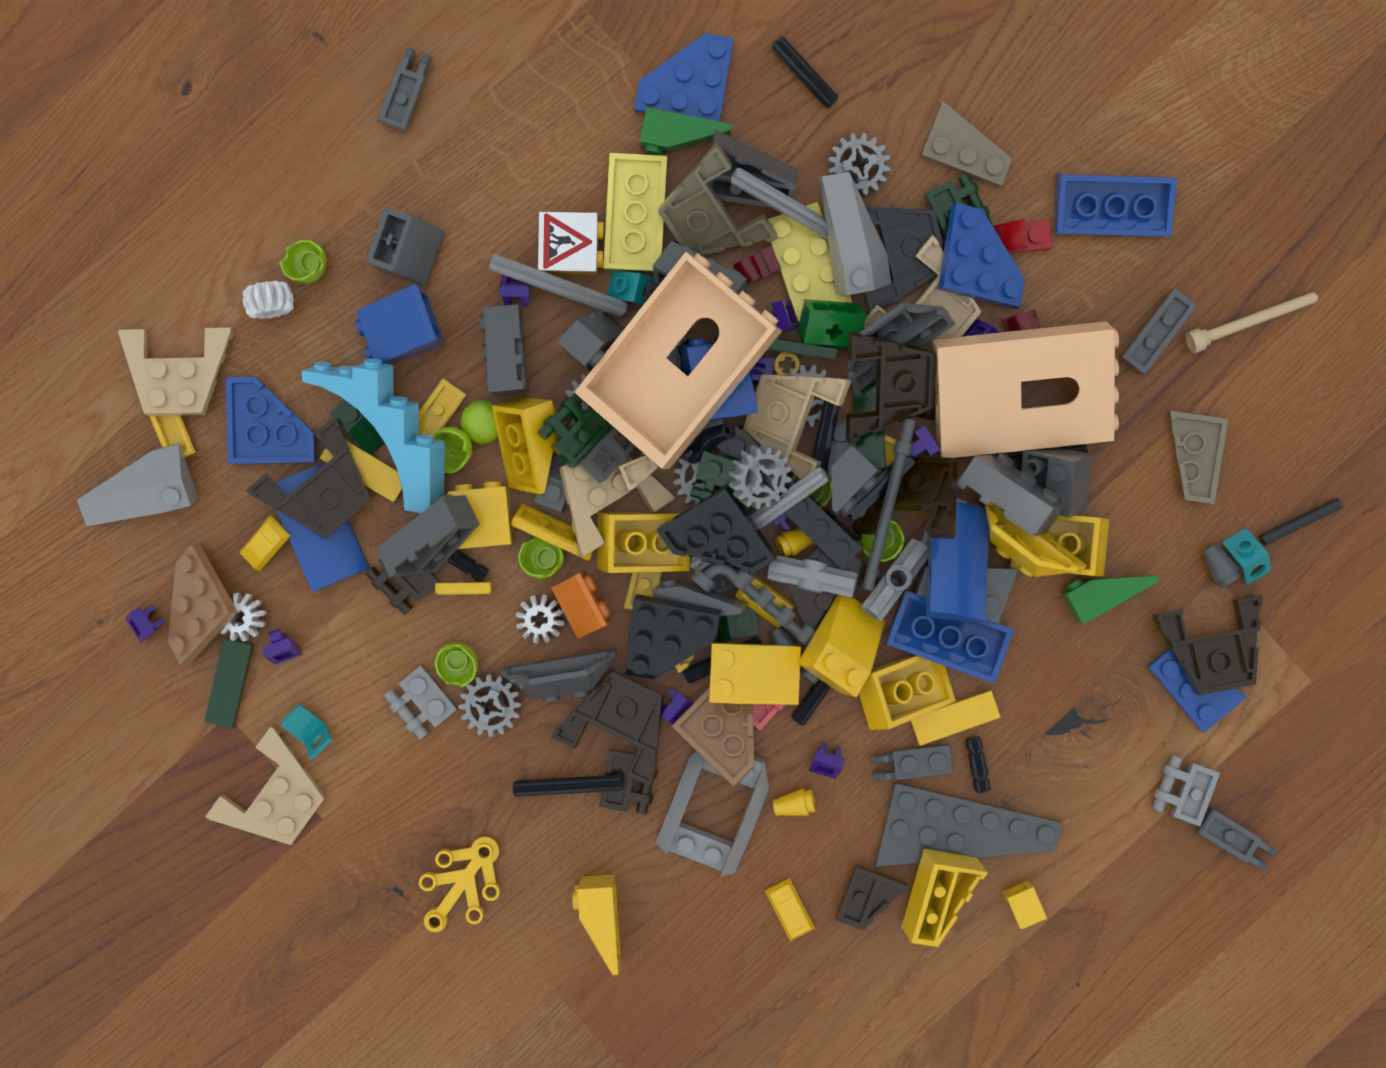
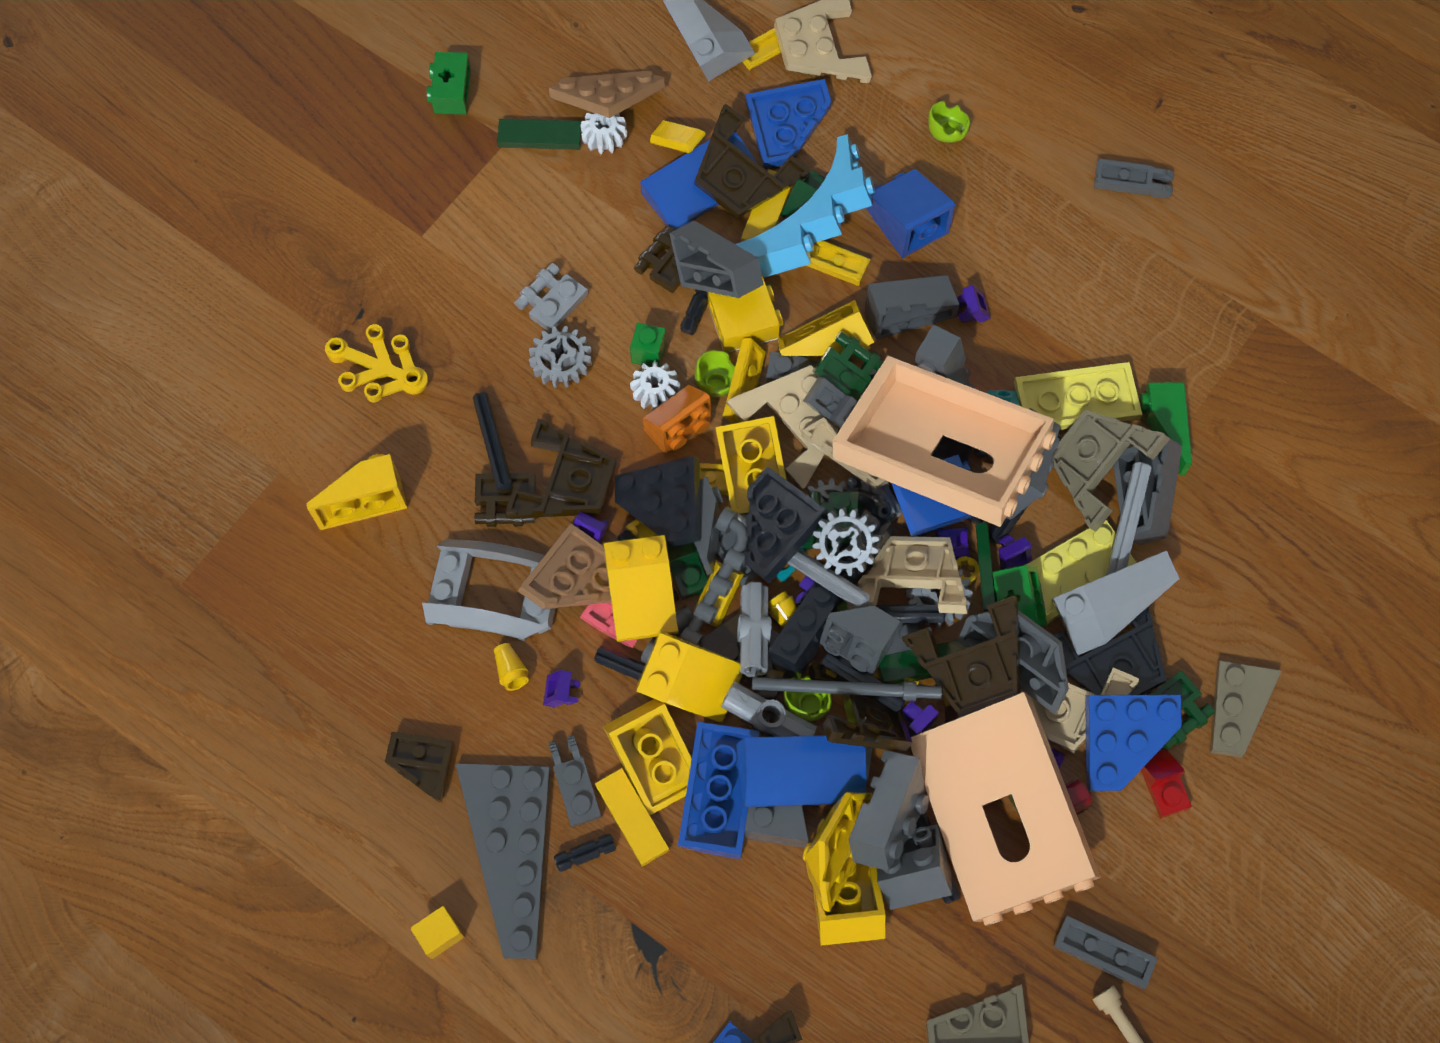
camera: 80 degrees right, 20 degrees down
(141, 625) = (580, 53): dark purple tile -> none
(167, 762) = (450, 83): none -> green brick
(268, 299) = (905, 97): white gear -> none
(281, 648) = (580, 168): dark purple tile -> none
(283, 803) = (435, 200): tan wing -> none
(307, 729) = (508, 202): teal bracket -> none
(405, 246) = (986, 200): dark grey slope -> none
(449, 588) = (671, 314): yellow tile -> none
(456, 448) = (805, 279): lime hair -> none
(456, 664) = (595, 319): lime hair -> none
(479, 422) = (834, 295): lime hair -> none
(496, 617) = (648, 344): none -> green brick
(558, 285) = (987, 330): light grey axle -> none
(560, 675) = (602, 416): dark grey wedge -> none
(570, 243) = (1030, 342): piece -> none
(690, 80) = (1223, 427): blue plate -> none
(759, 266) = (1057, 521): dark red leg -> none
(789, 909) = (395, 686): yellow tile -> none
(805, 72) = (1265, 531): black axle -> none
(871, 162) = (1188, 611): light grey gear -> none
(938, 894) = (440, 831): yellow wedge -> none
(1095, 596) = (798, 944): green slope -> none
(1114, 205) = (1228, 875): blue slope -> none

